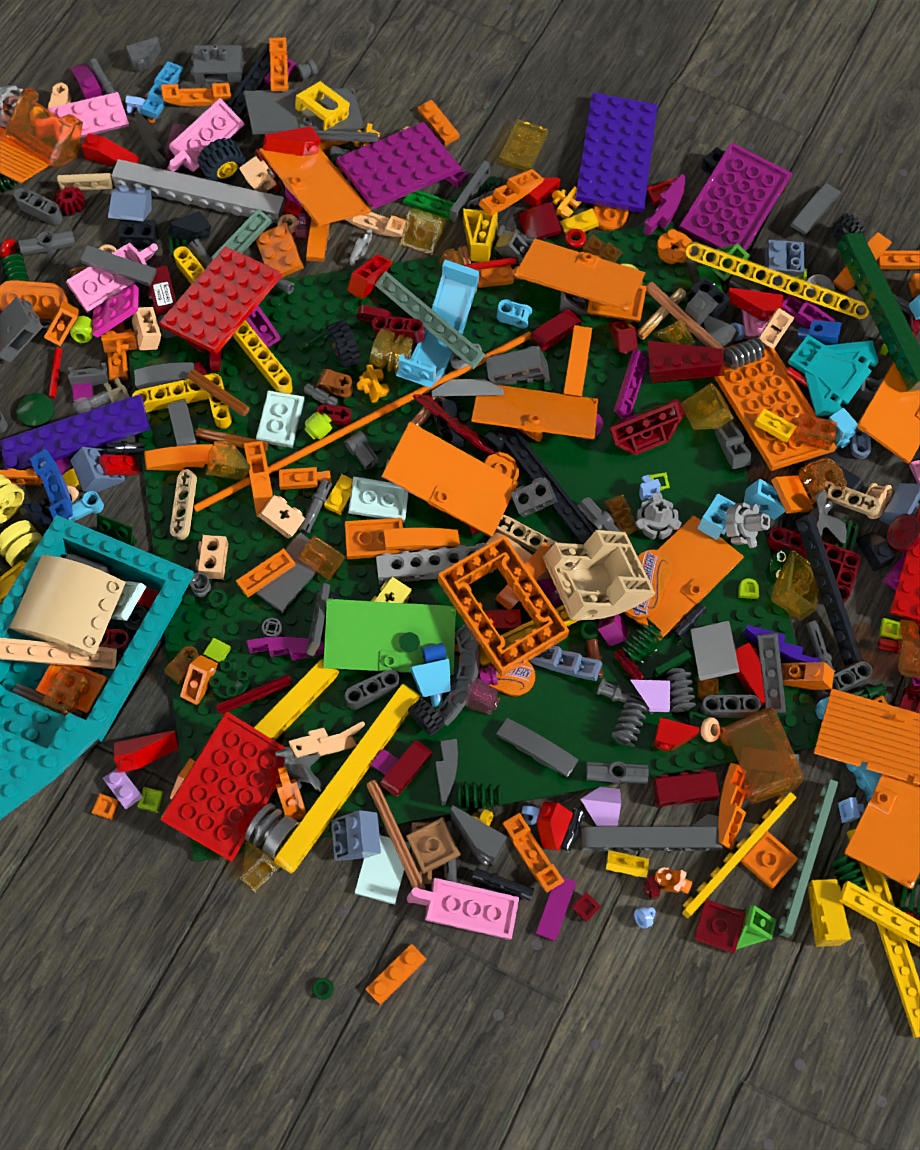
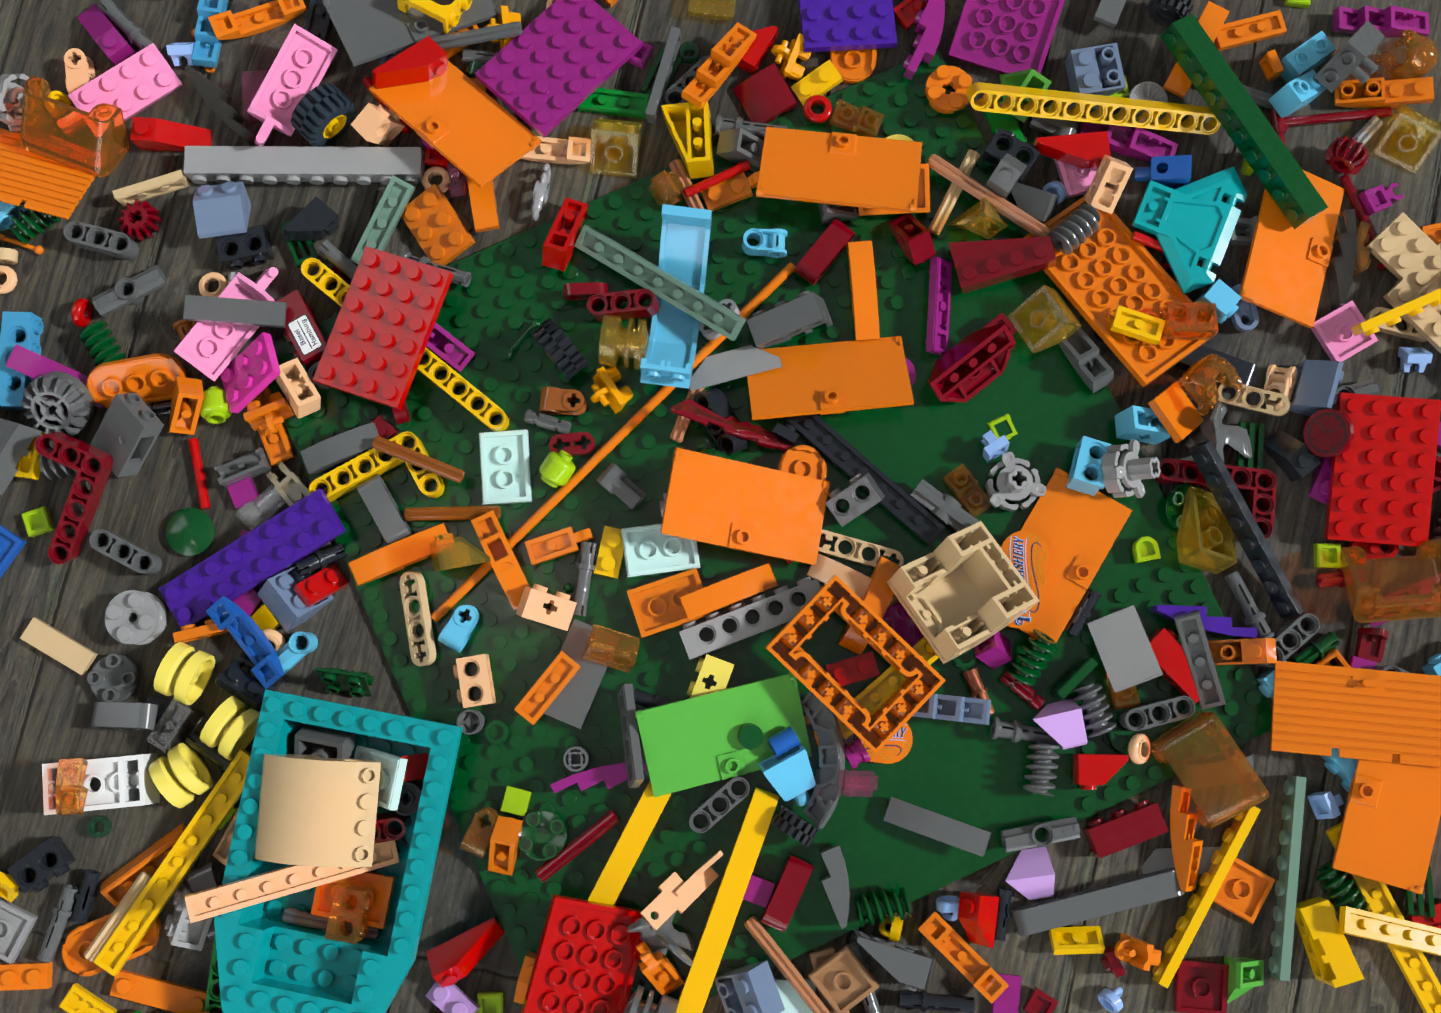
camera: 10 degrees left, 15 degrees up
(211, 518) = (457, 631): none -> medium azure piece

